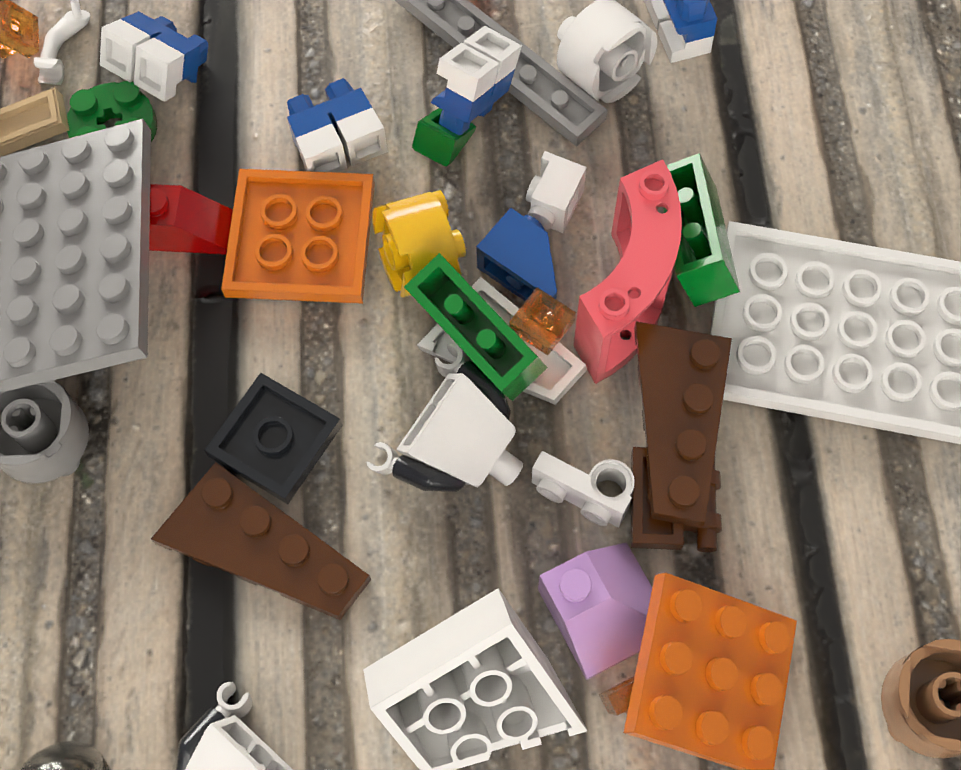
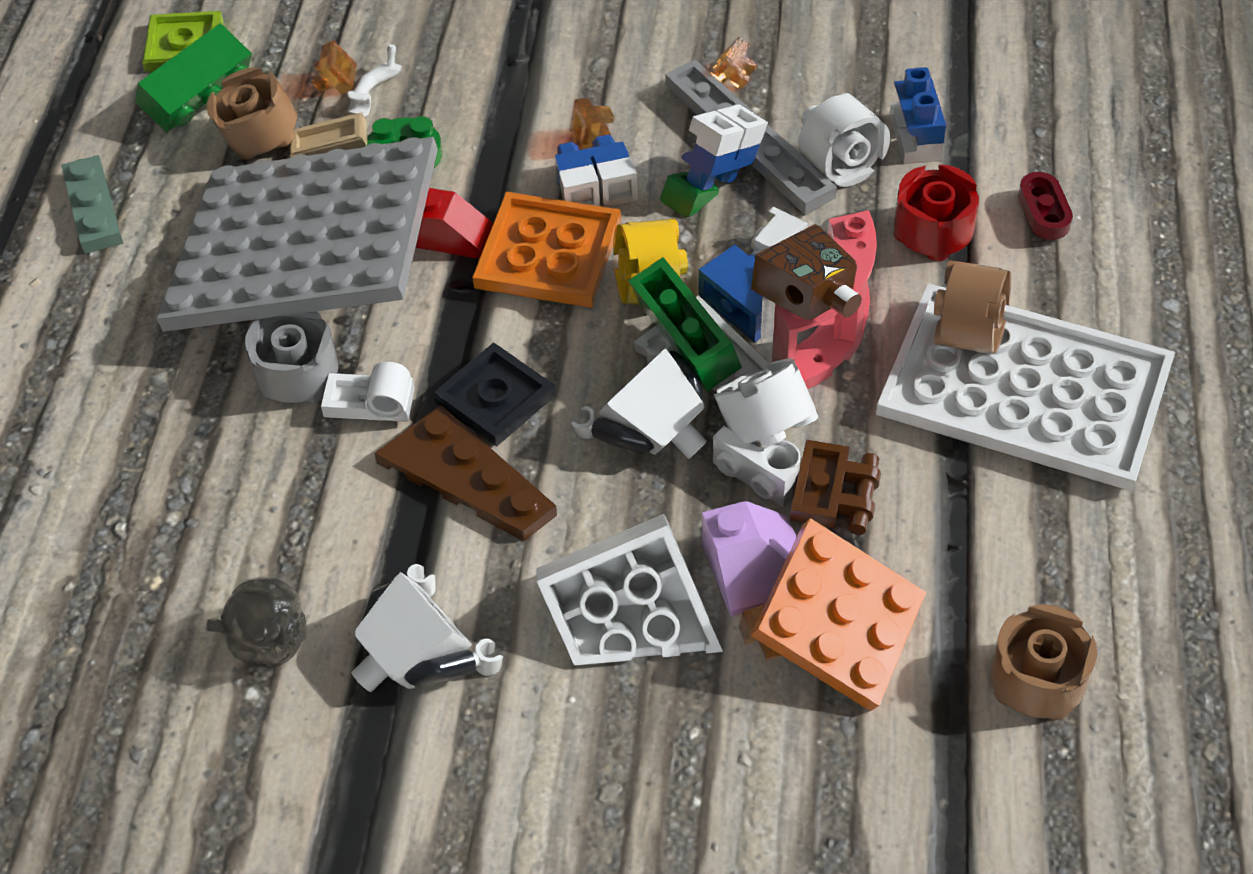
camera: 10 degrees right, 15 degrees down
(139, 463) = (378, 396): none -> white plate
(151, 53) = (448, 97): white hips -> none
(317, 64) = (589, 122): none -> clear orange tile
(542, 321) = (746, 330): clear orange tile -> none
(584, 416) = (766, 403): none -> white brick
(617, 270) = (807, 275): none -> reddish brown torso
(681, 413) = (853, 417): reddish brown wing -> none
(704, 253) = (896, 283): green brick -> none
(724, 123) = (936, 211): none -> red brick
(793, 259) = (972, 307): none -> medium nougat brick
(838, 102) = (1045, 205): none -> dark red plate

